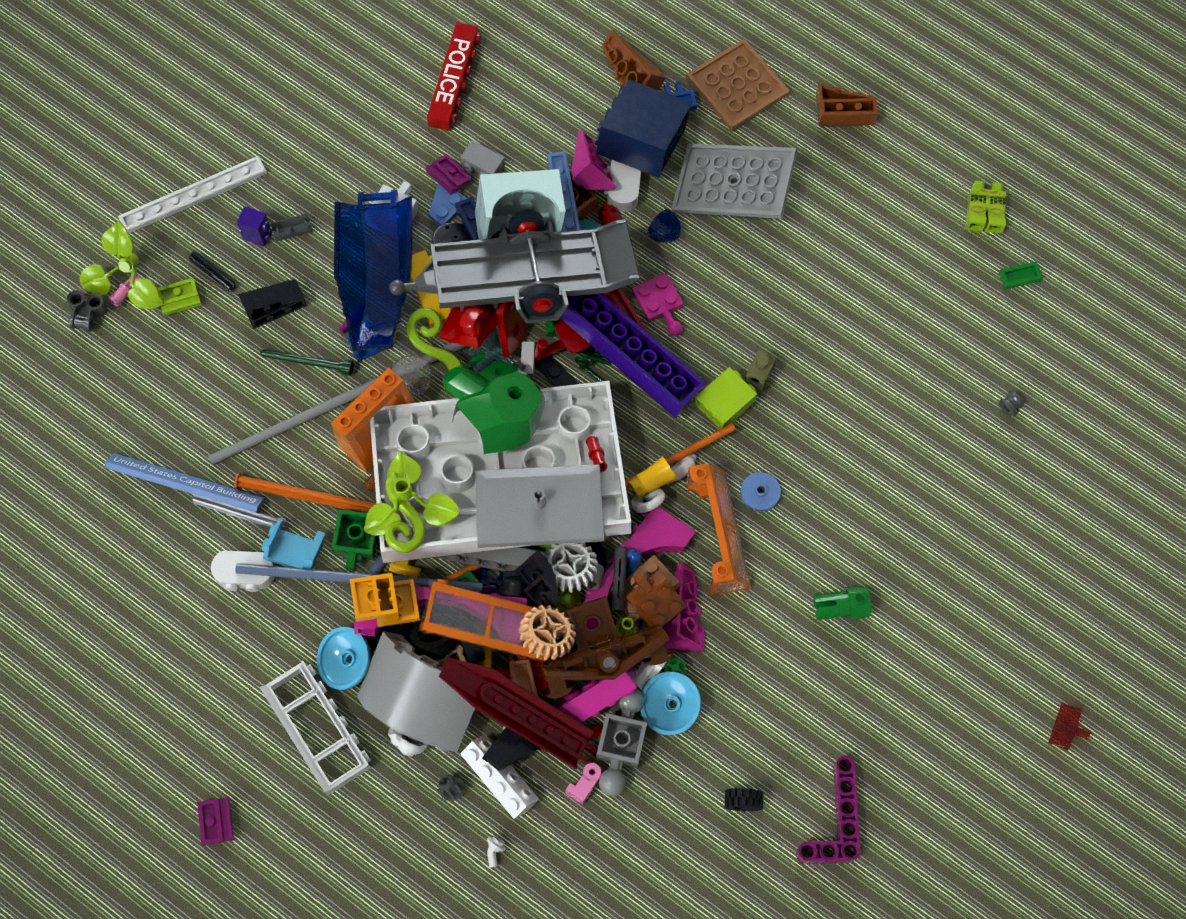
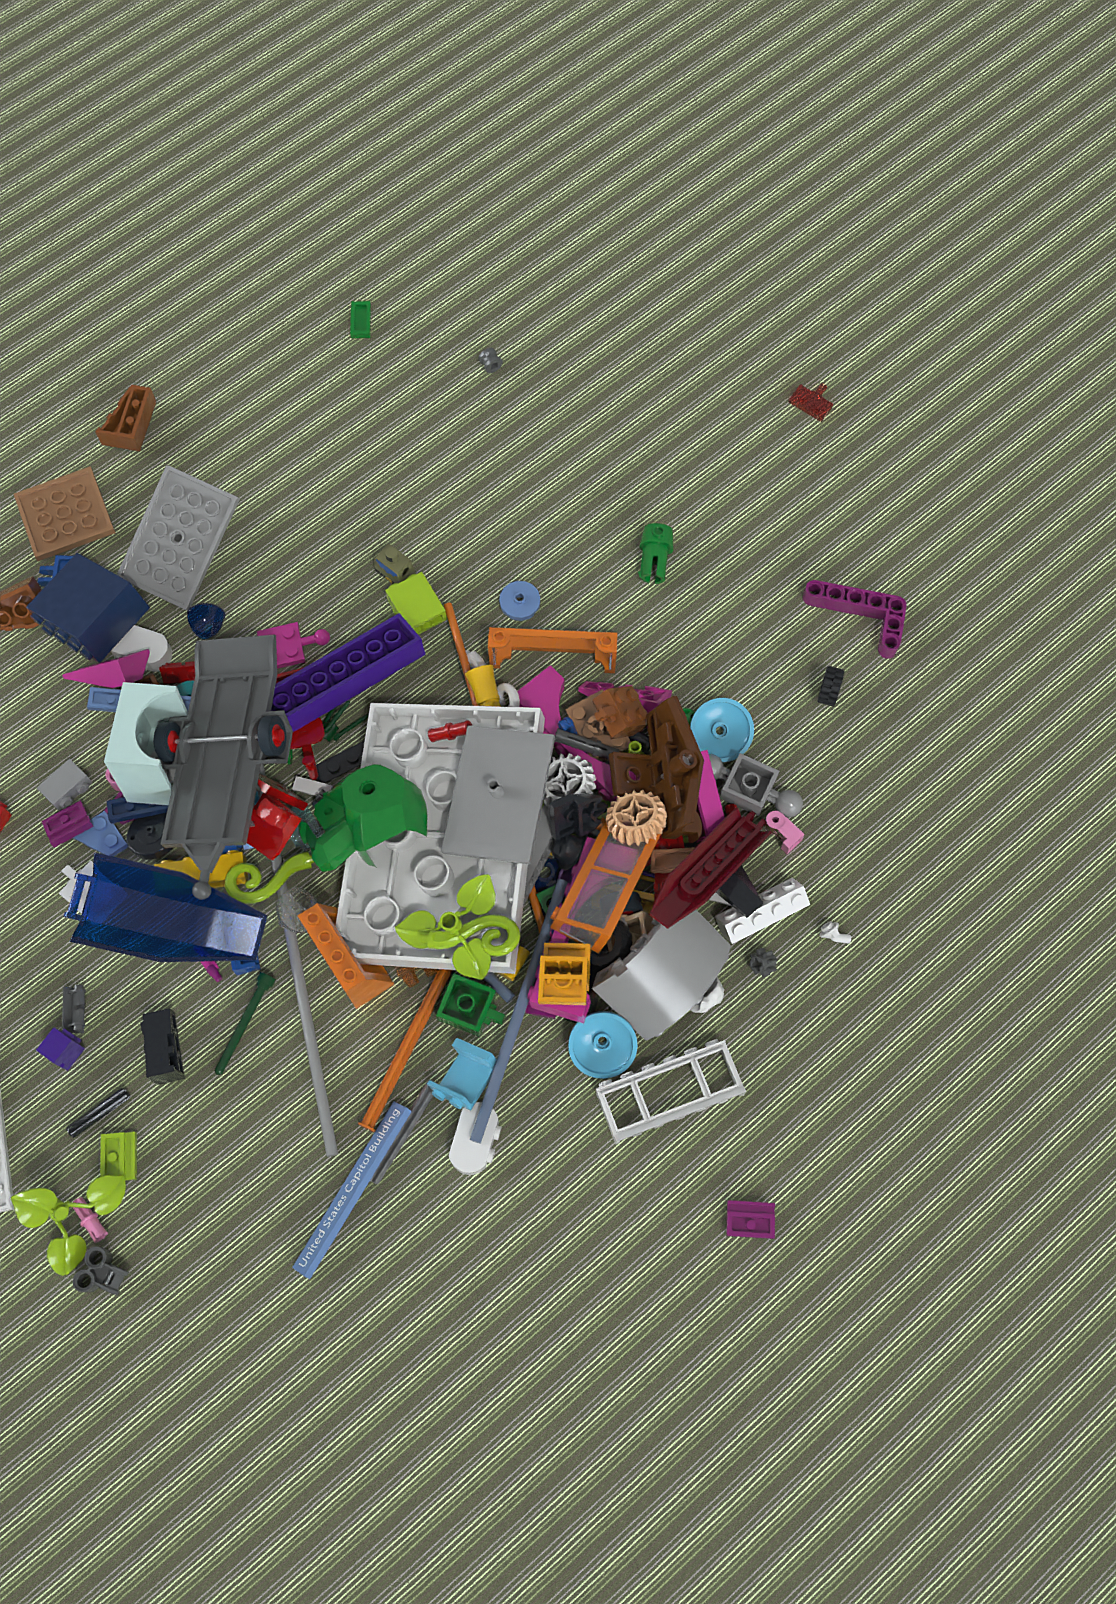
camera: 75 degrees left, 0 degrees up
(986, 208) = (282, 327): lime hips -> none

